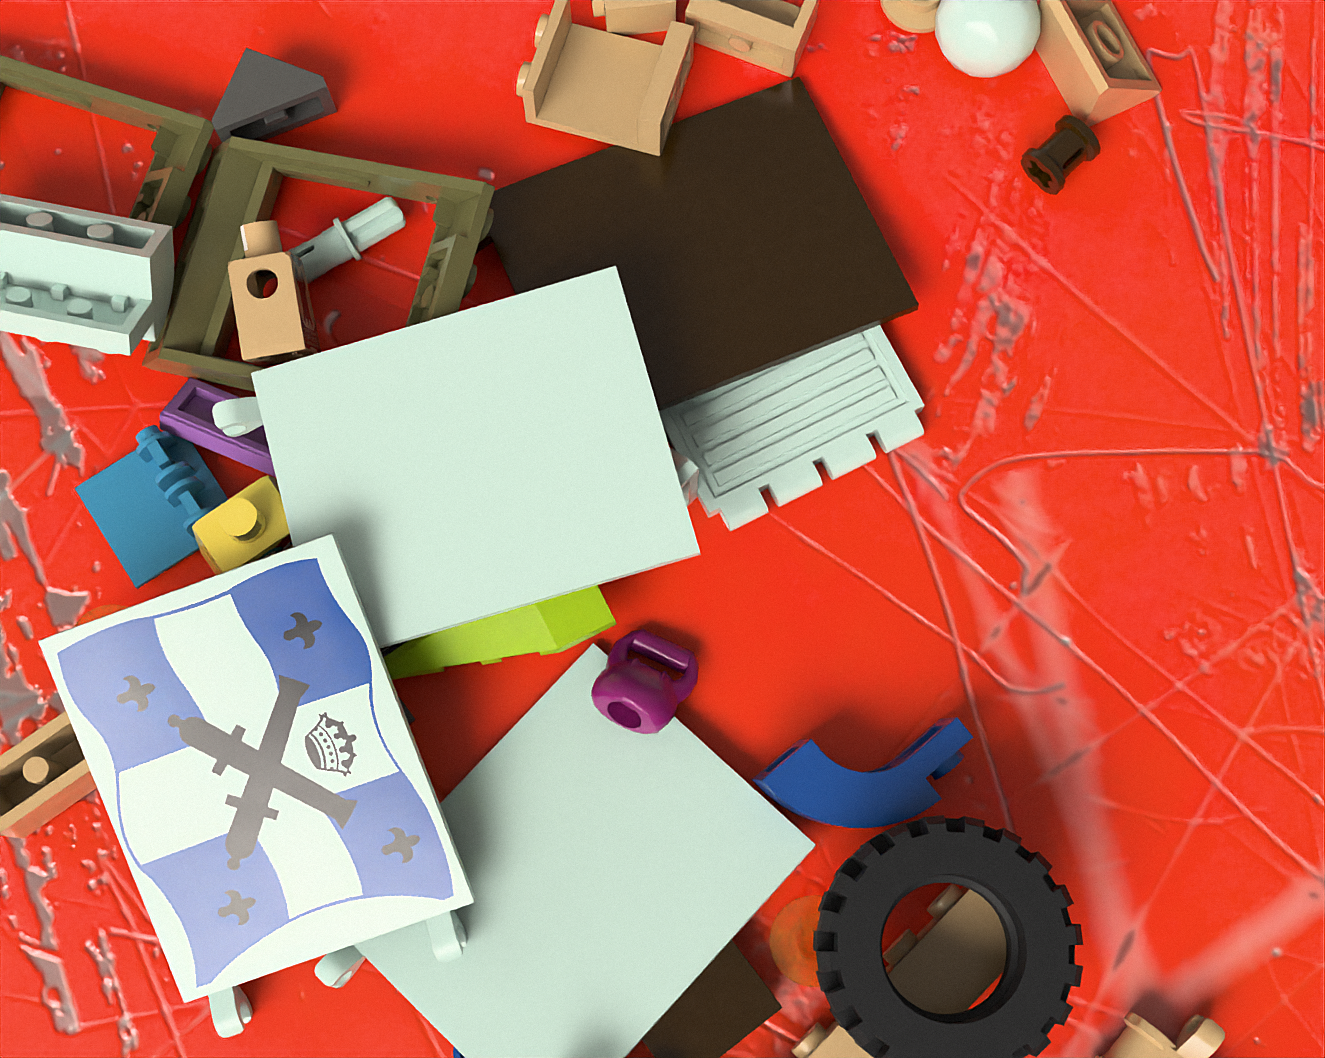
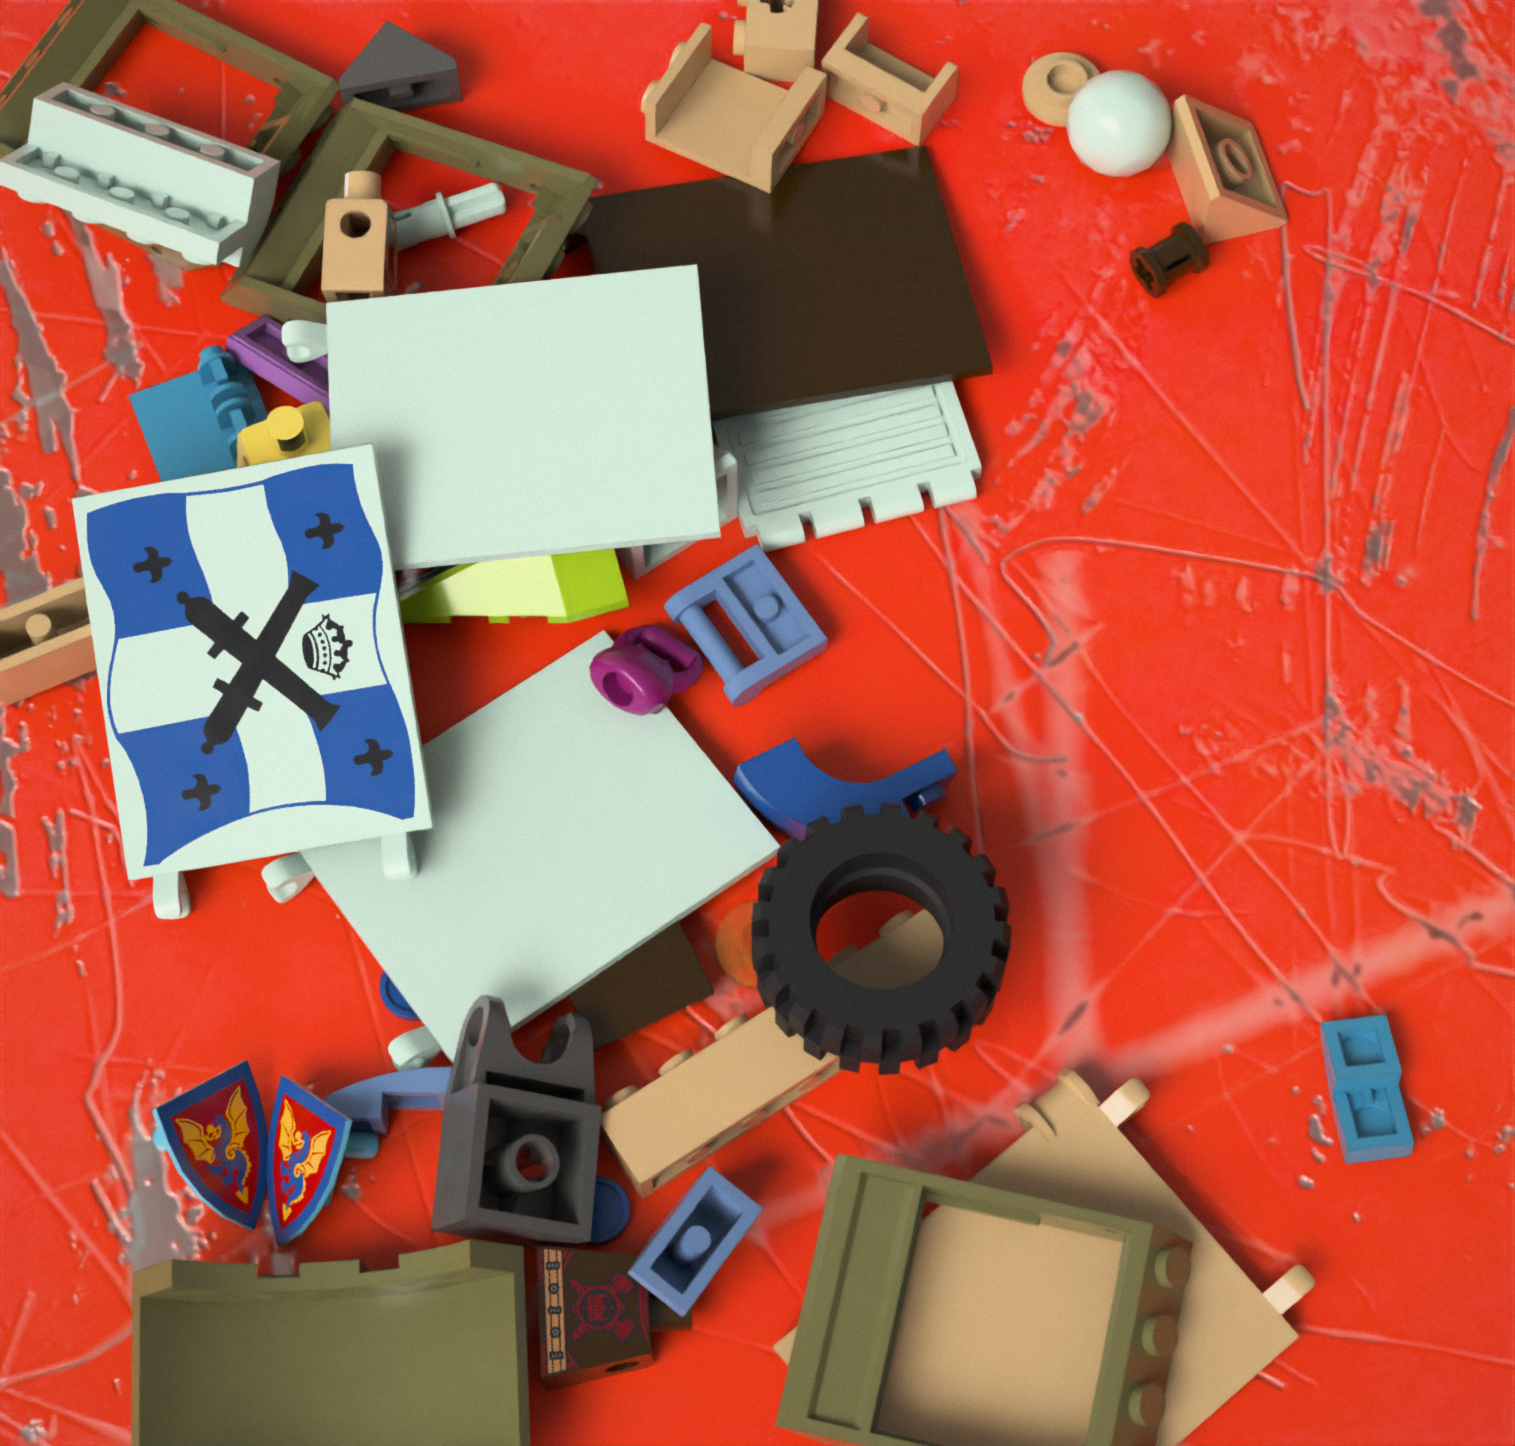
camera: 10 degrees right, 10 degrees down
(745, 598) = (763, 613): none -> medium blue plate

